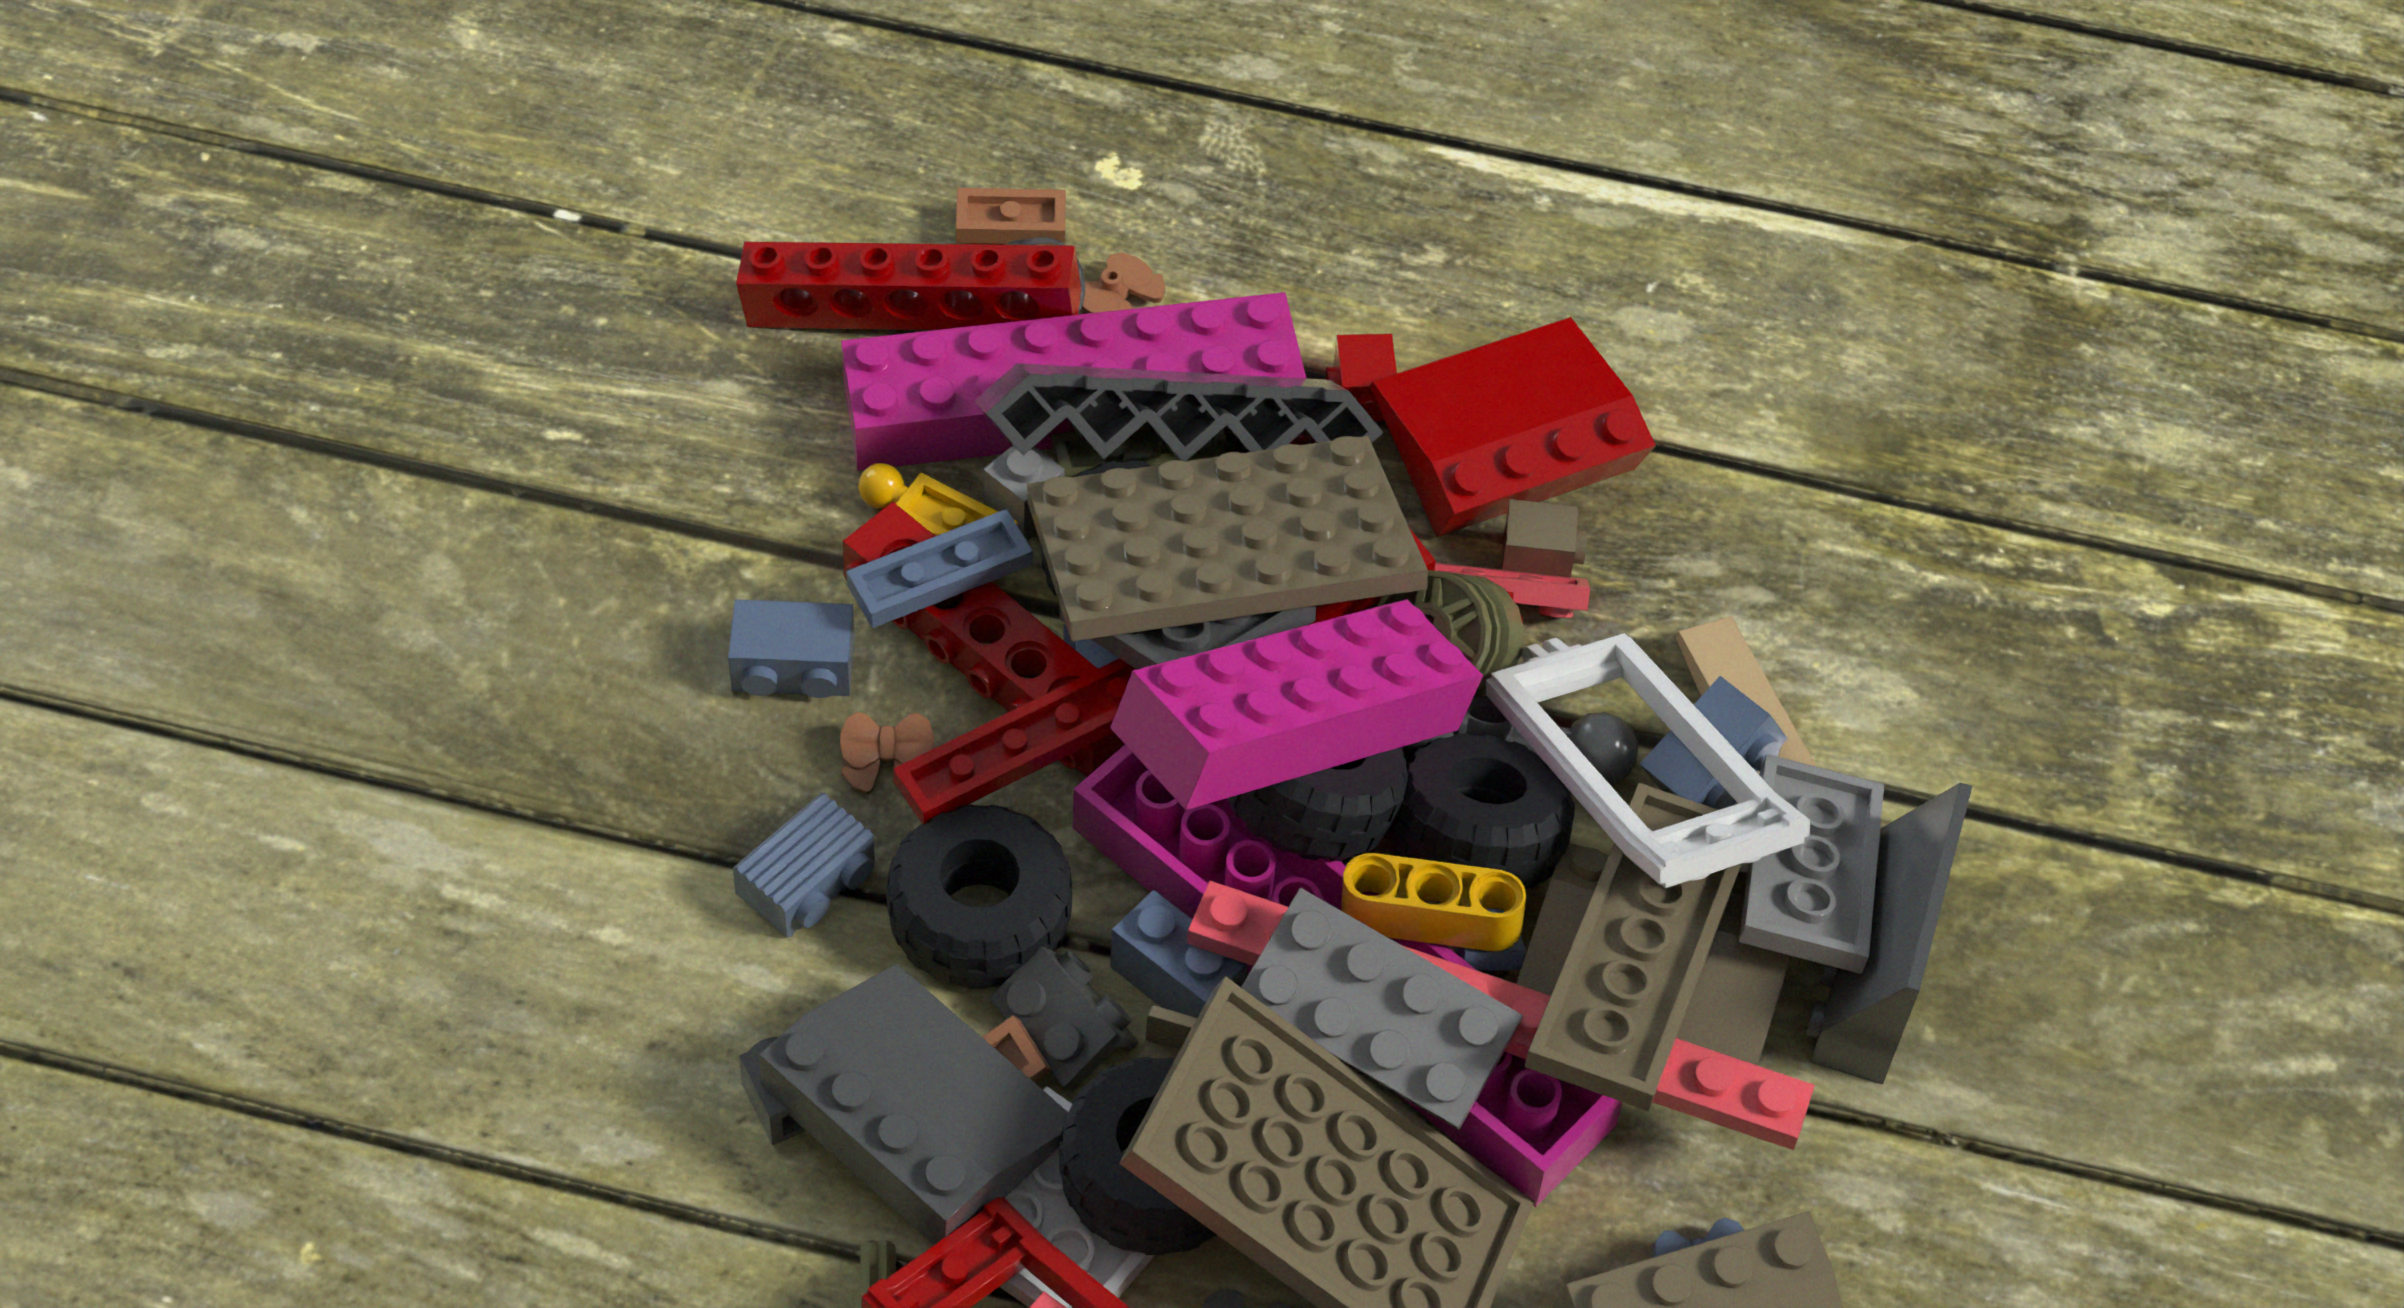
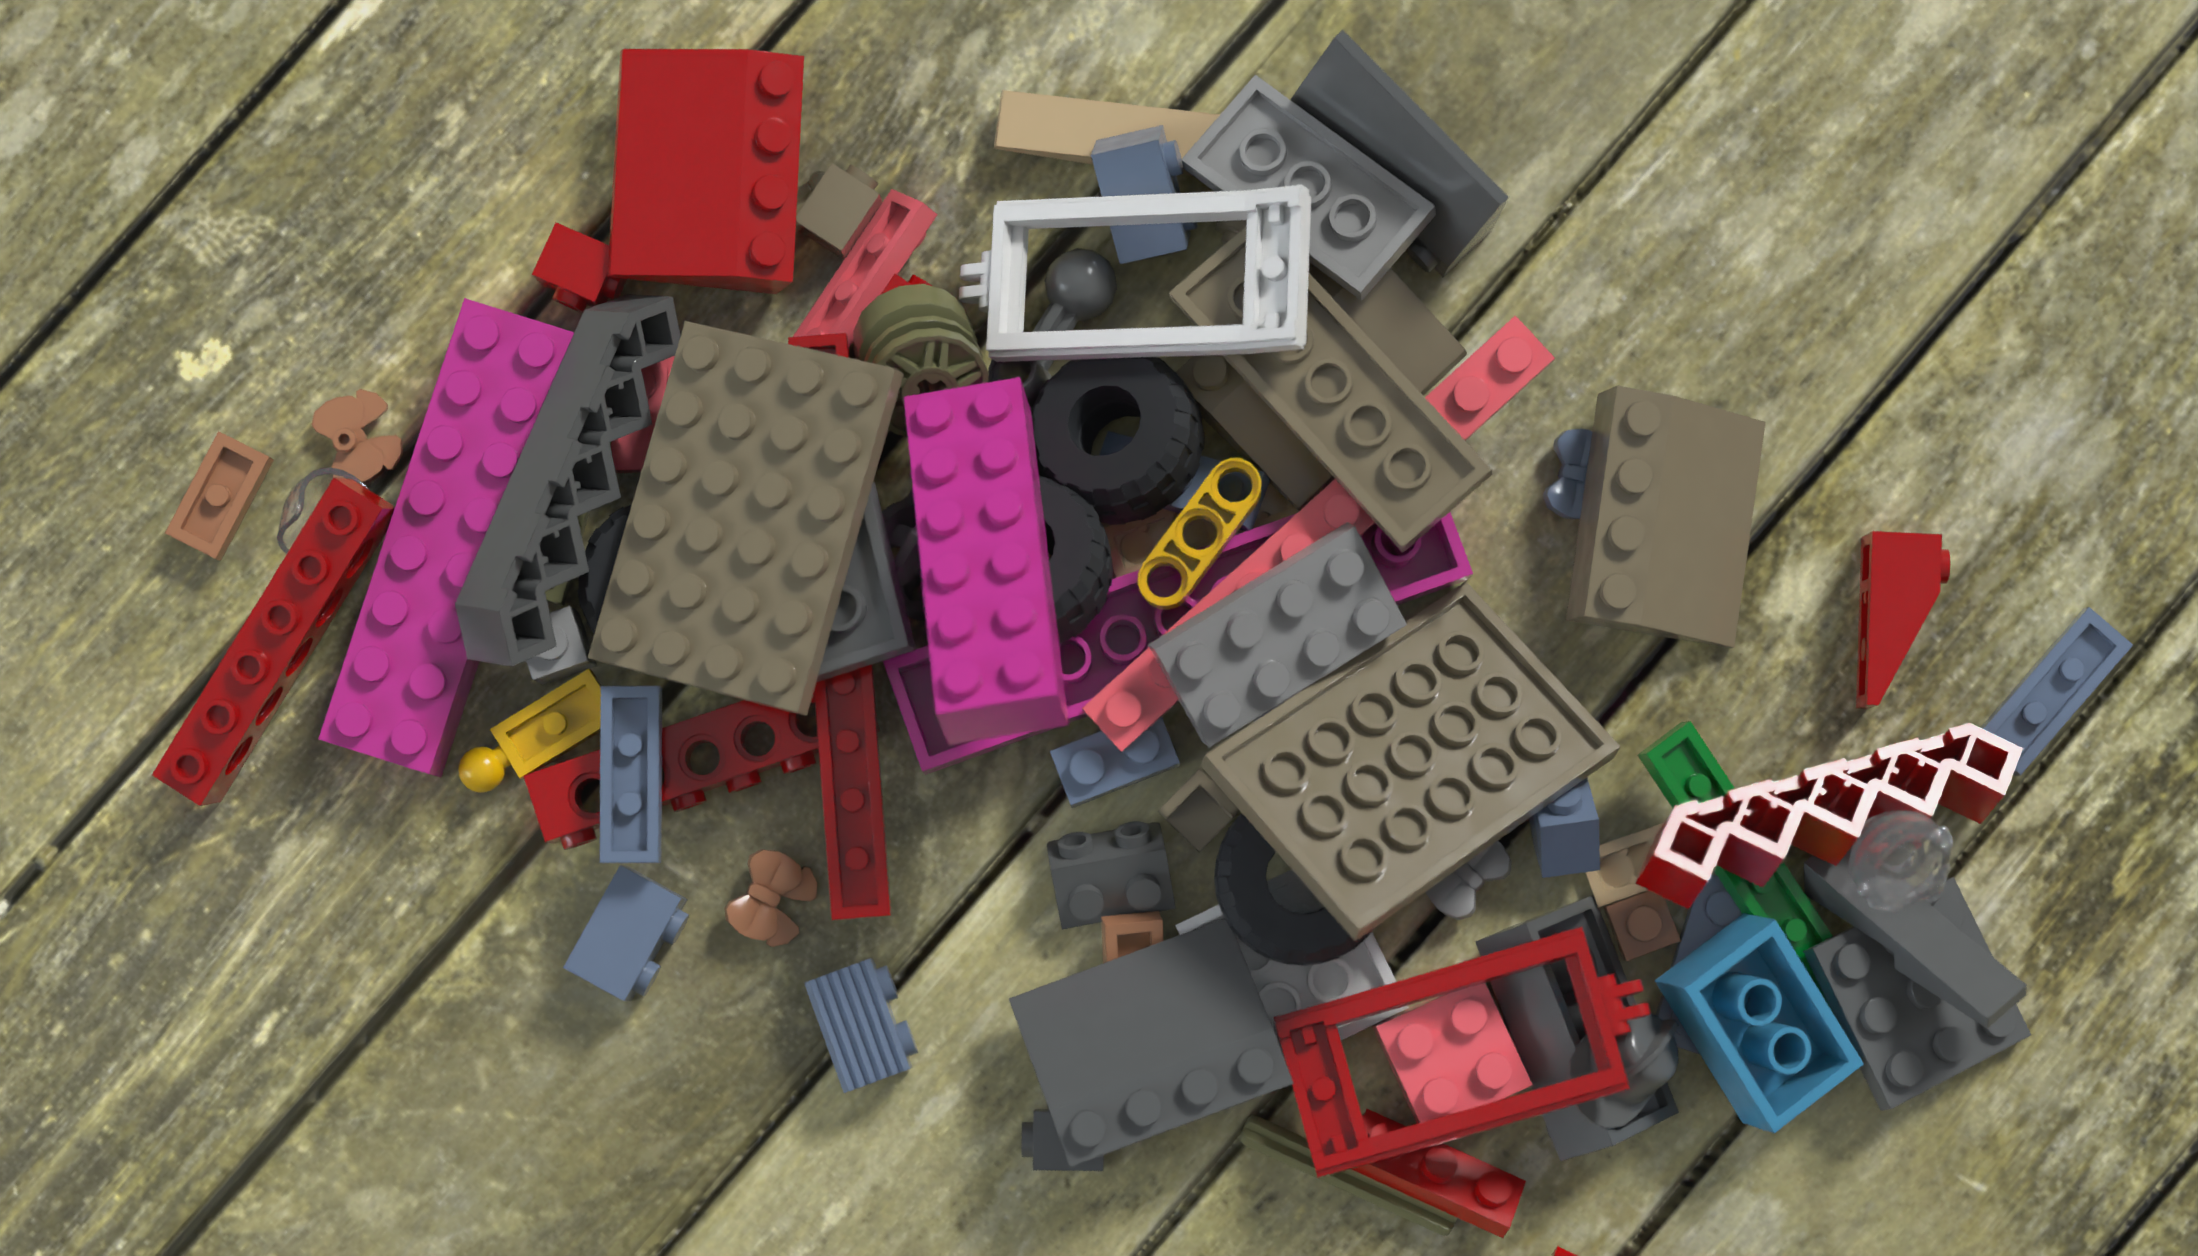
camera: 55 degrees left, 30 degrees up
(984, 848) = (1026, 905): black tyre -> none

